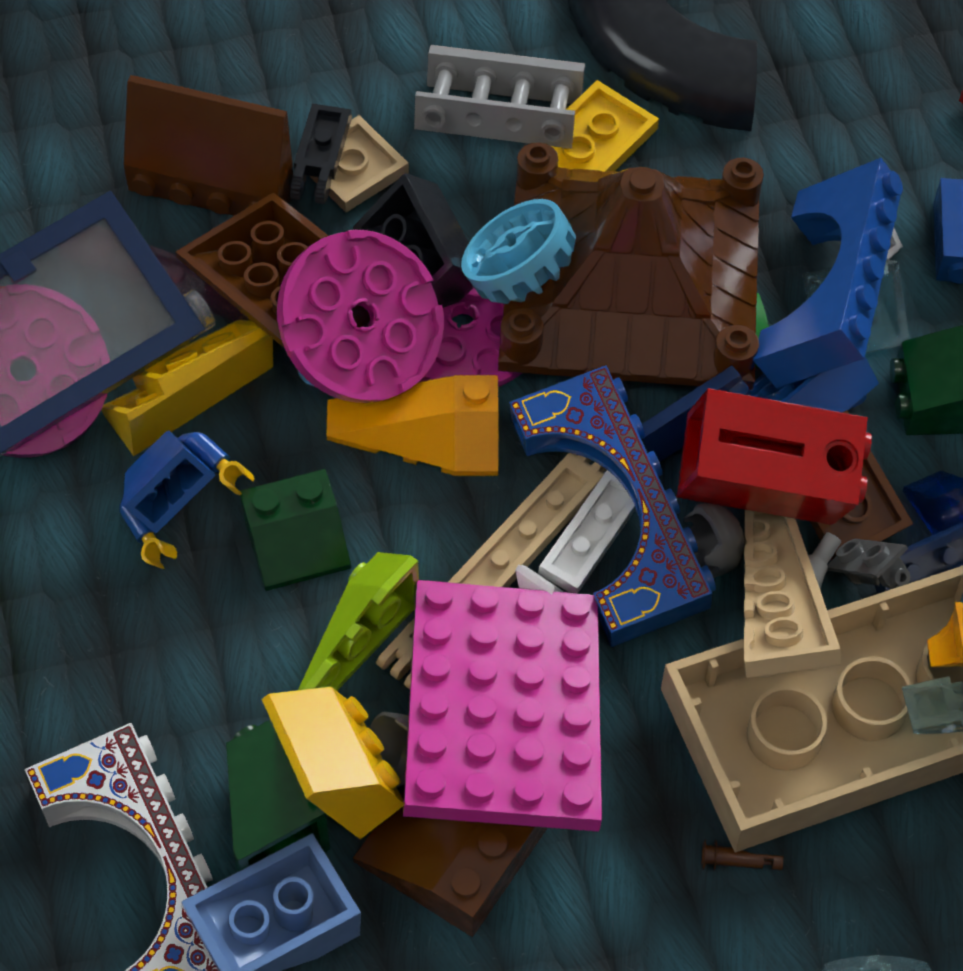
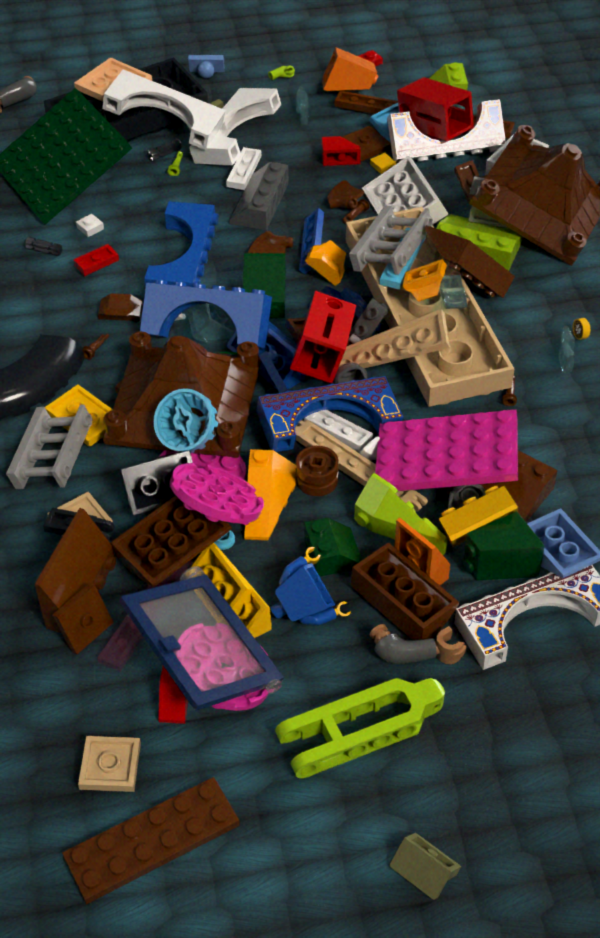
camera: 85 degrees left, 10 degrees down
(58, 646) = (400, 651): none -> piece
(134, 176) = (83, 618): none -> reddish brown plate
(170, 634) = (403, 593): none -> reddish brown slope
(246, 655) = (421, 552): none -> orange slope
(471, 495) = (317, 470): none -> reddish brown wheel
(771, 137) = (89, 351): none -> reddish brown piece
(867, 146) = (120, 307): none -> reddish brown slope

